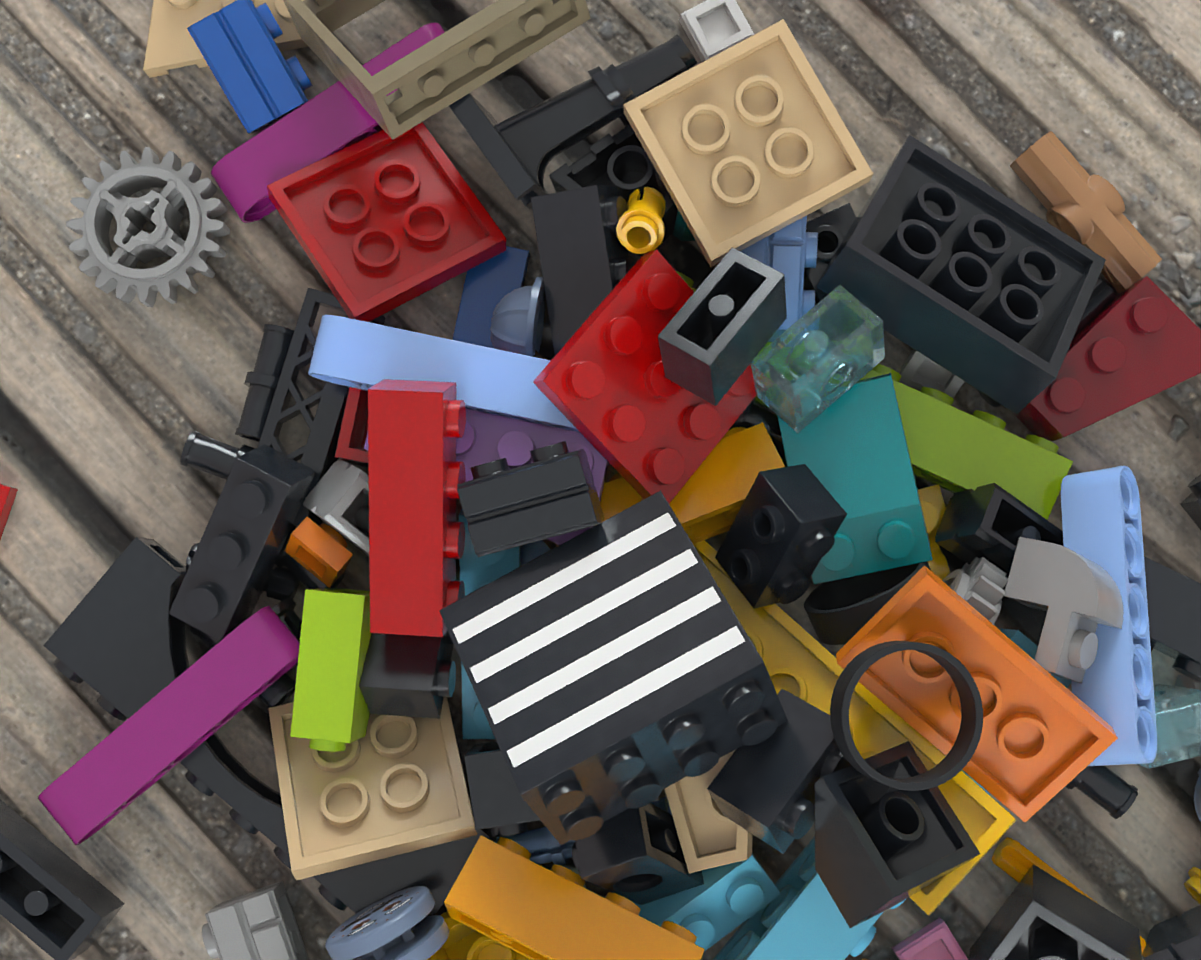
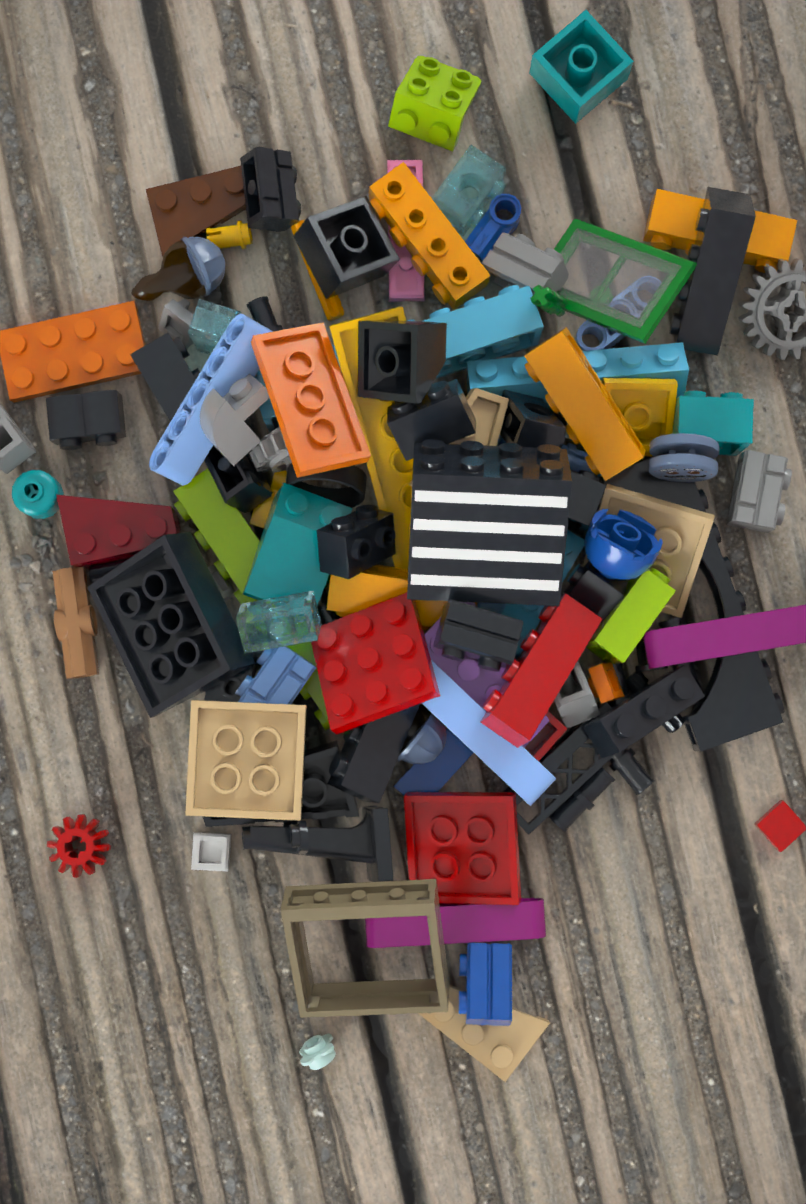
camera: 145 degrees left, 0 degrees up
(131, 214) = (610, 956): light grey gear -> none
(403, 756) = (621, 544): none -> blue cylinder
(641, 226) = (330, 749): yellow pin -> none
(723, 326) = (322, 664): black brick -> none
(969, 730) = (336, 375): black tyre -> none

